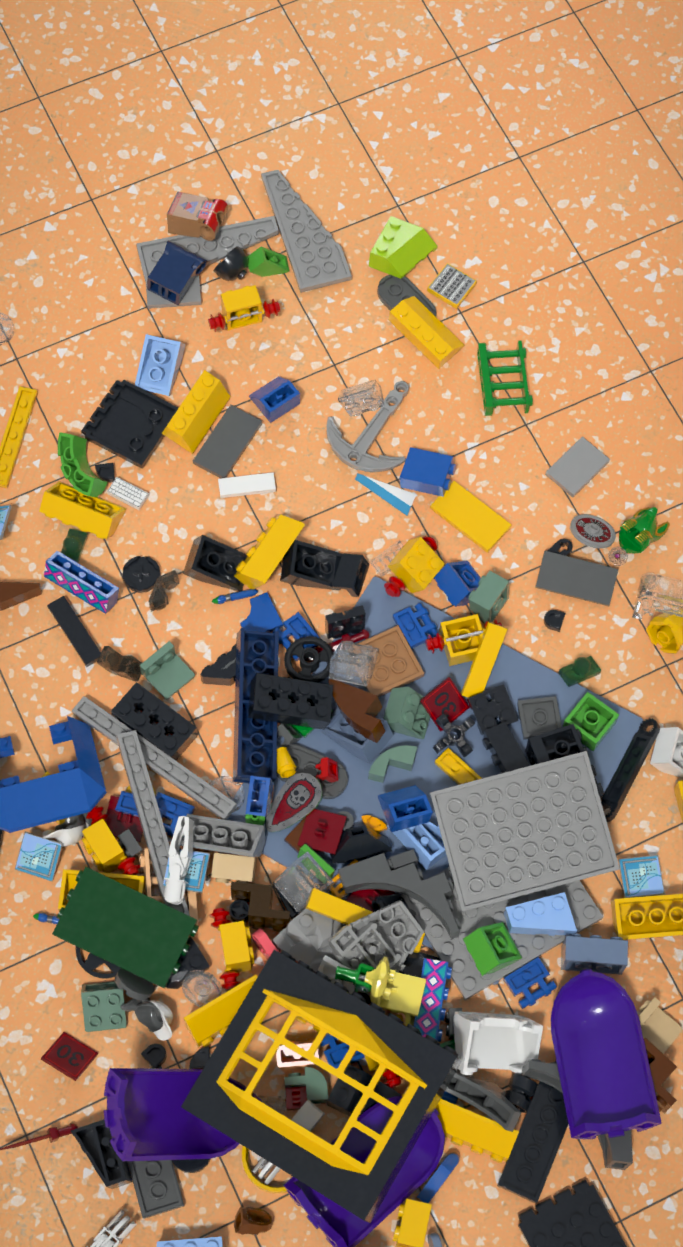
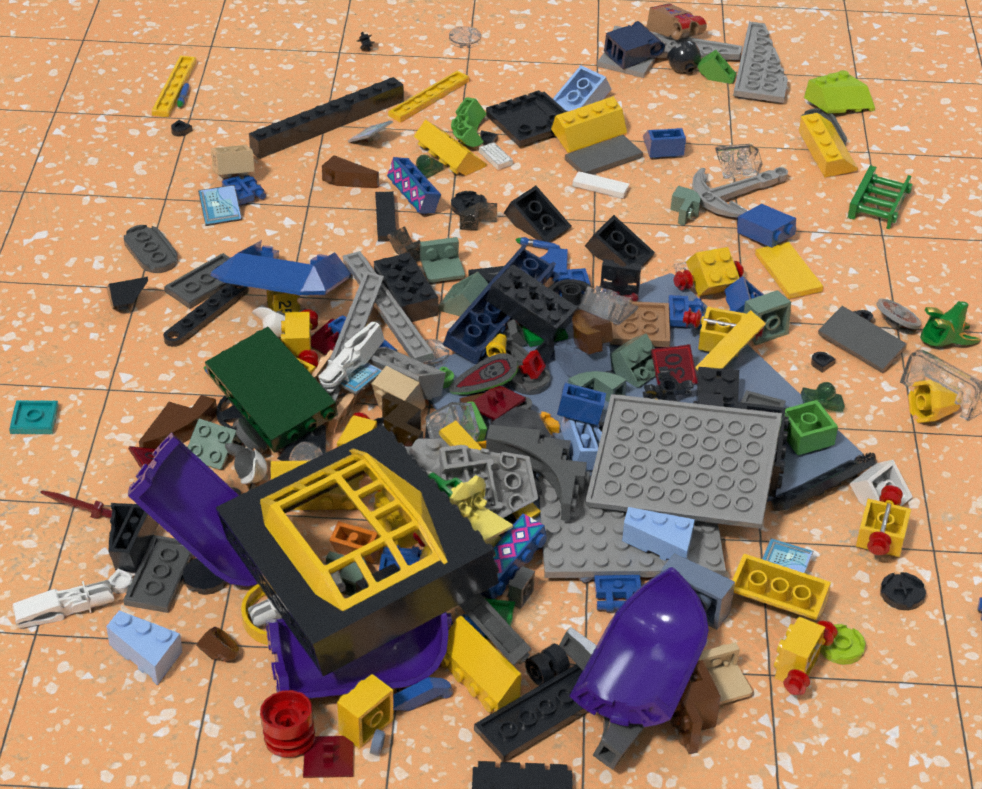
camera: 30 degrees right, 25 degrees down
(38, 856) = (239, 326): piece -> none
(59, 1001) = (178, 420): none -> reddish brown slope
(125, 1199) = (120, 581): none -> white tile
(129, 844) = (321, 344): dark grey piece -> none
(212, 704) = (462, 294): none -> sand green slope
(242, 309) = (673, 82): yellow brick -> none
(259, 796) = (457, 350): blue torso -> none
(268, 551) = (584, 222): yellow slope -> none
(324, 741) = (546, 349): none -> black tile
(341, 473) = (686, 203): none -> sand green brick
(351, 573) = (653, 263): black panel -> none
(393, 495) = (727, 236): dark azure sticker -> none
(451, 286) = (871, 131): tile -> none
(492, 948) = (595, 538): bright green slope -> none
(495, 1041) = (545, 605): white windscreen -> none
(577, 467) = (913, 274): light grey tile -> none
(618, 556) = (914, 340): clear tile -> none

